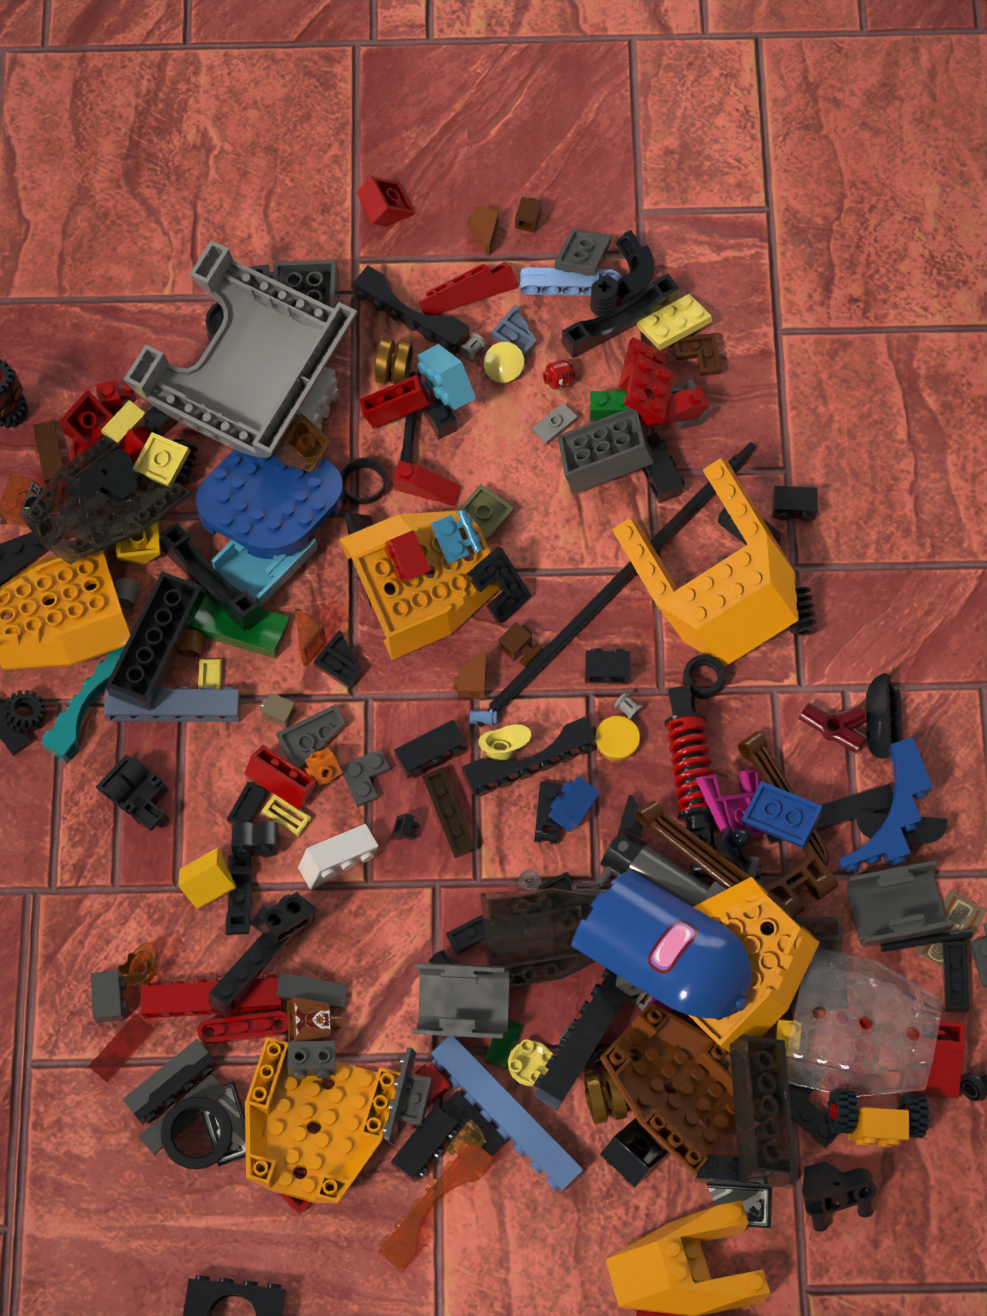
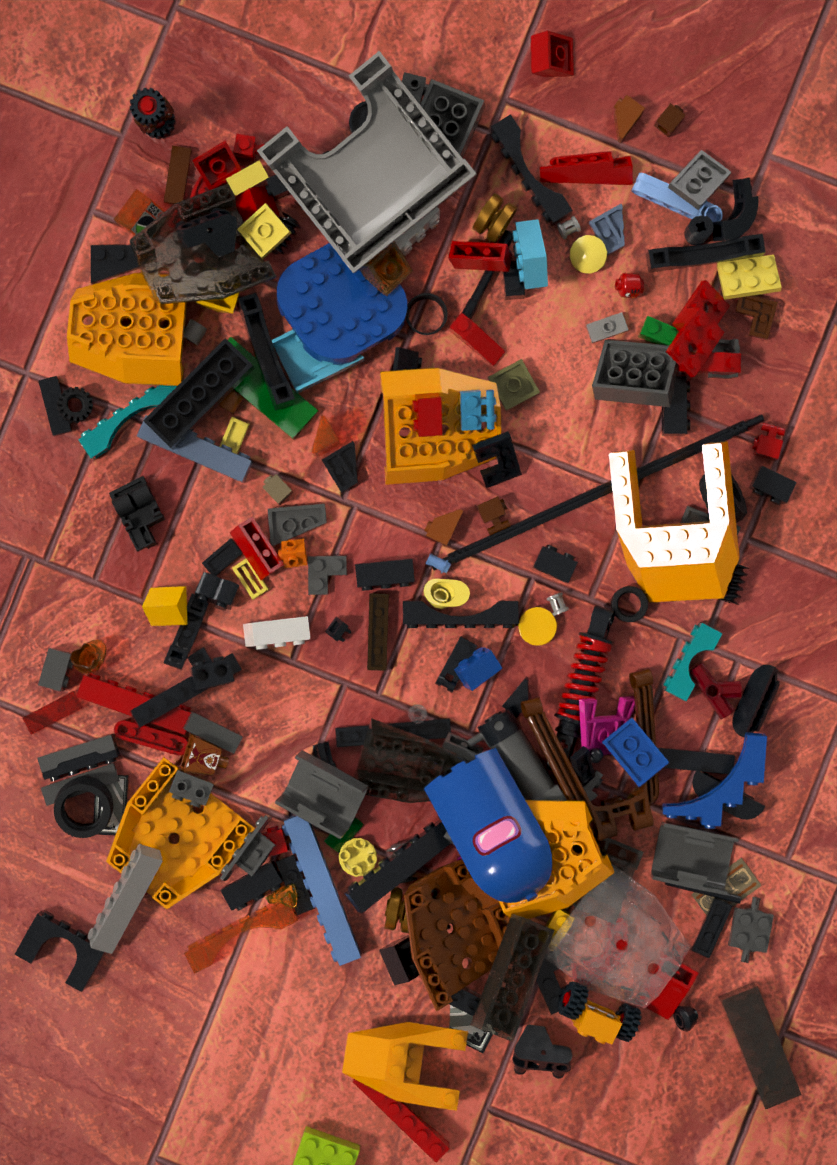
camera: 25 degrees right, 20 degrees up
(284, 1213) = (125, 898): none -> light grey brick
(771, 467) = (768, 445): none -> red brick
(796, 732) = (702, 639): none -> teal arch

